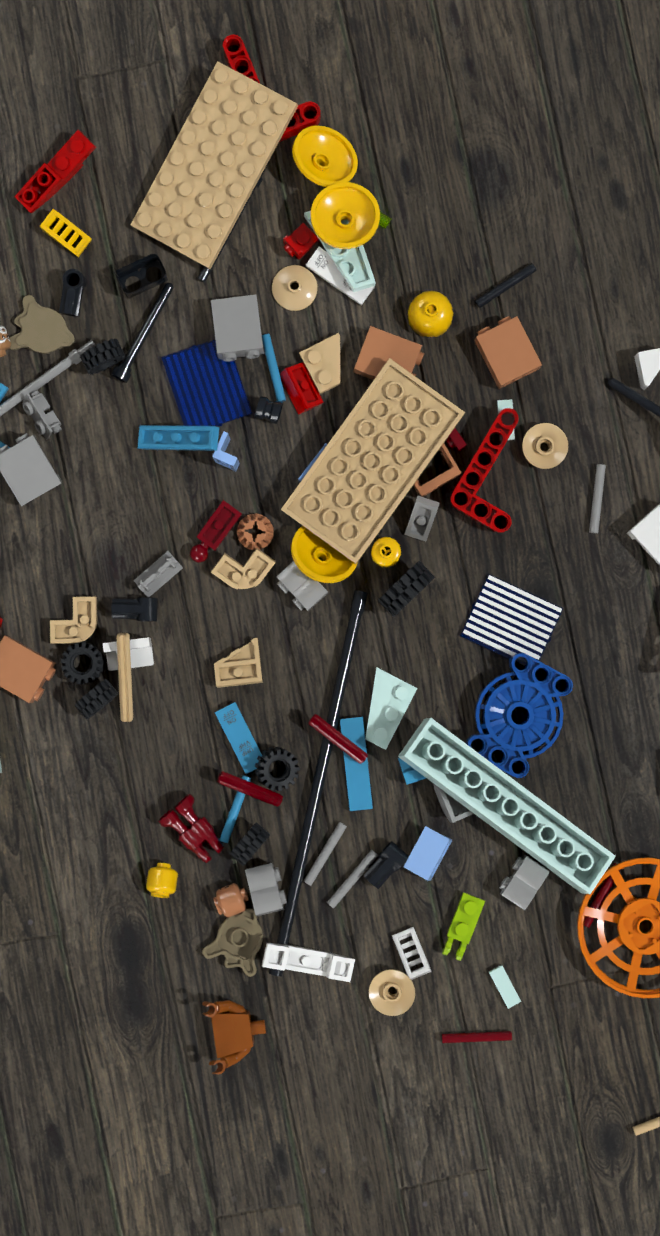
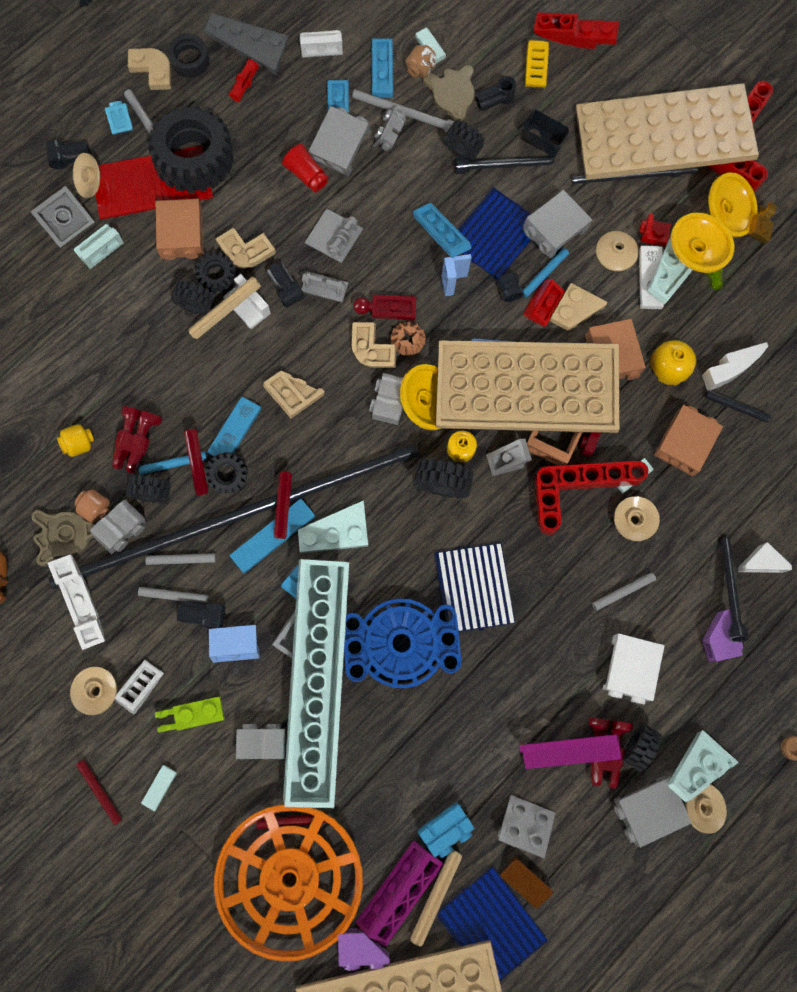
camera: 50 degrees right, 10 degrees down
(34, 518) = (305, 168): none -> red plant
(114, 533) = (334, 235): none -> light grey hinge
(357, 141) = (761, 225): none -> pearl gold plate
(469, 264) = (732, 366): none -> white slope

